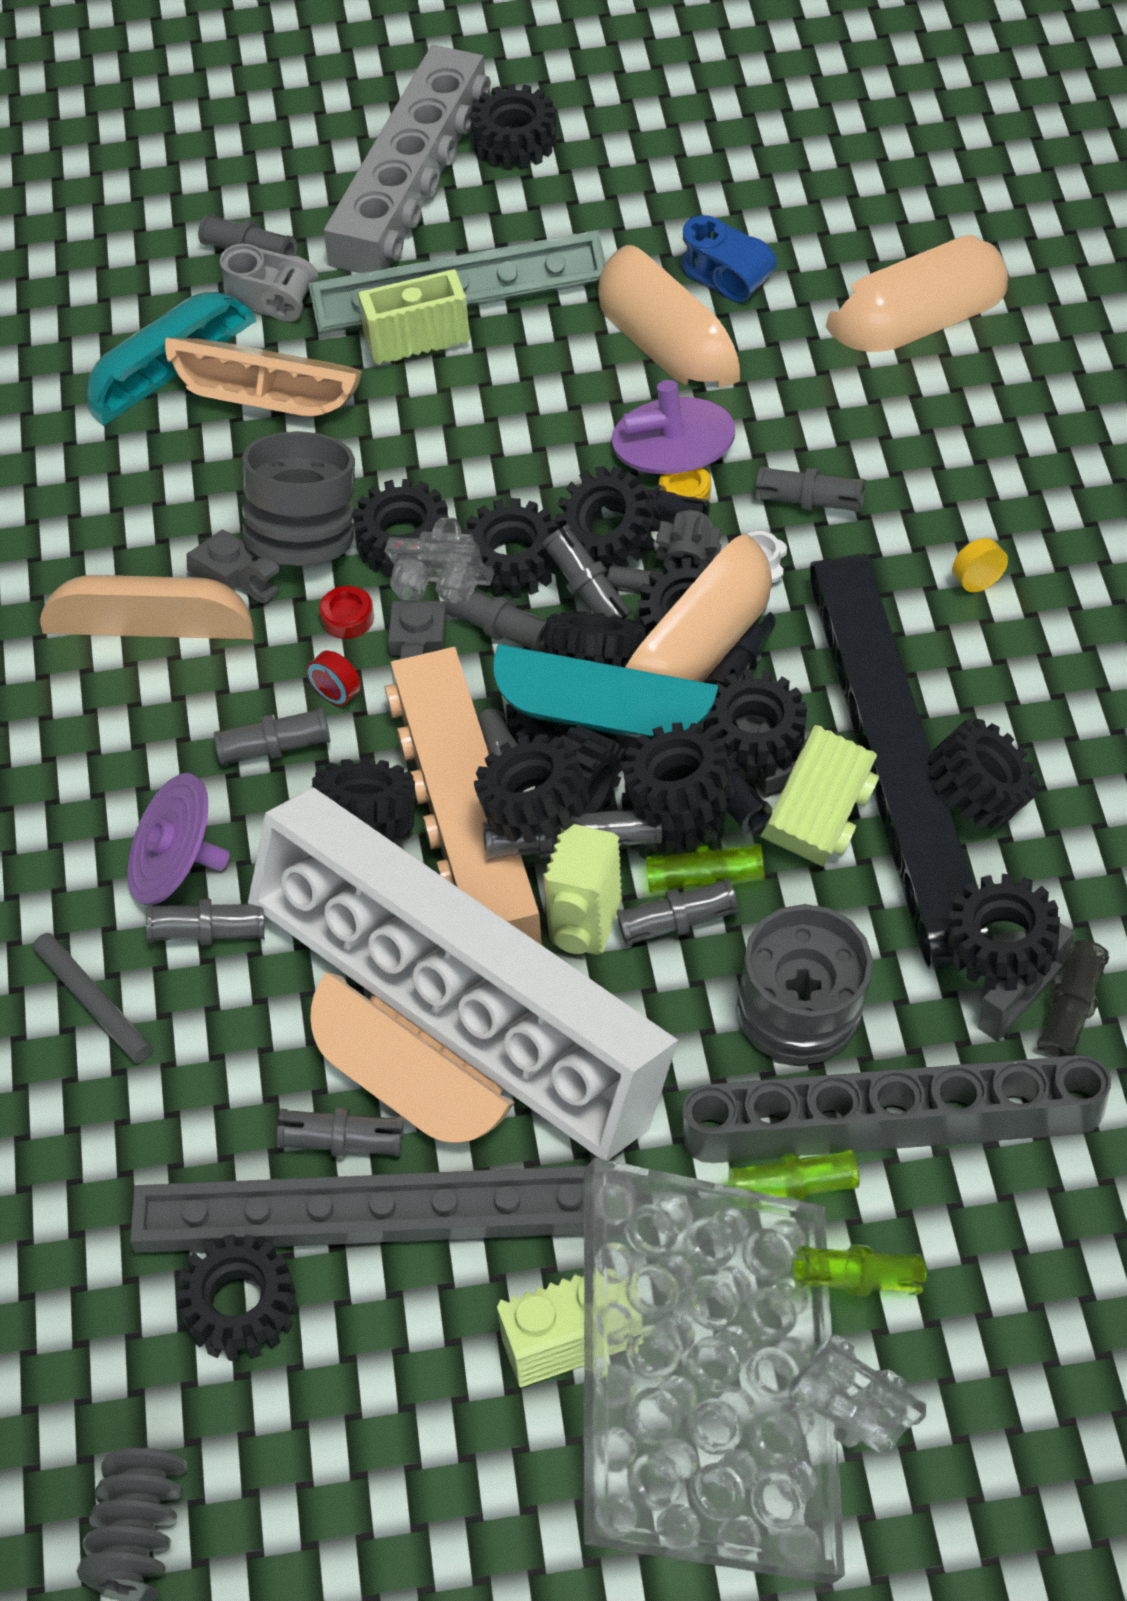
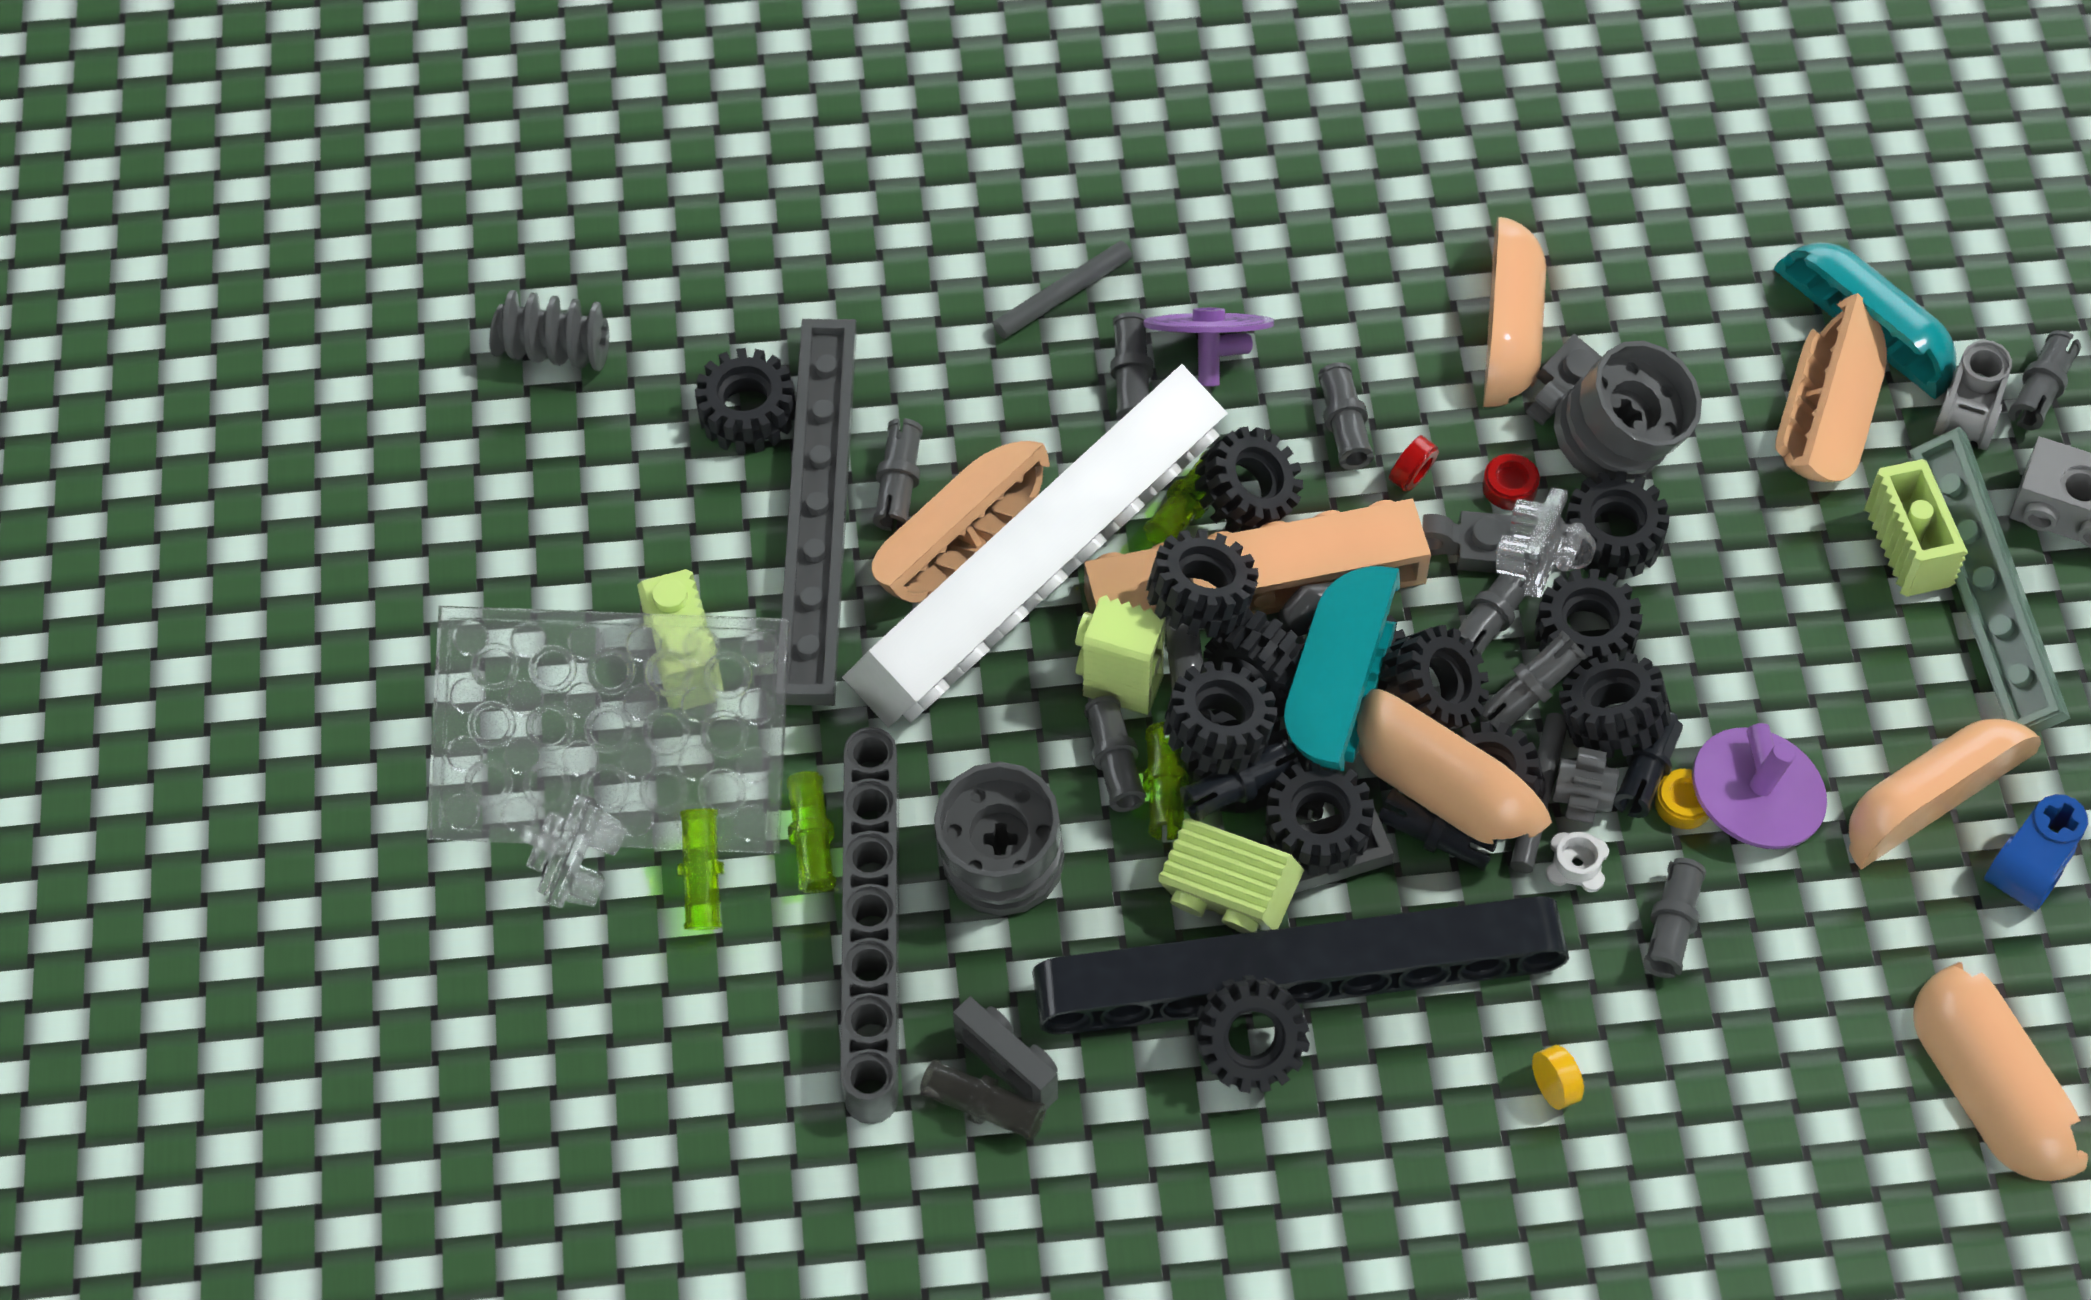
camera: 90 degrees right, 5 degrees up
(999, 959) = (1031, 1042): black tyre -> none

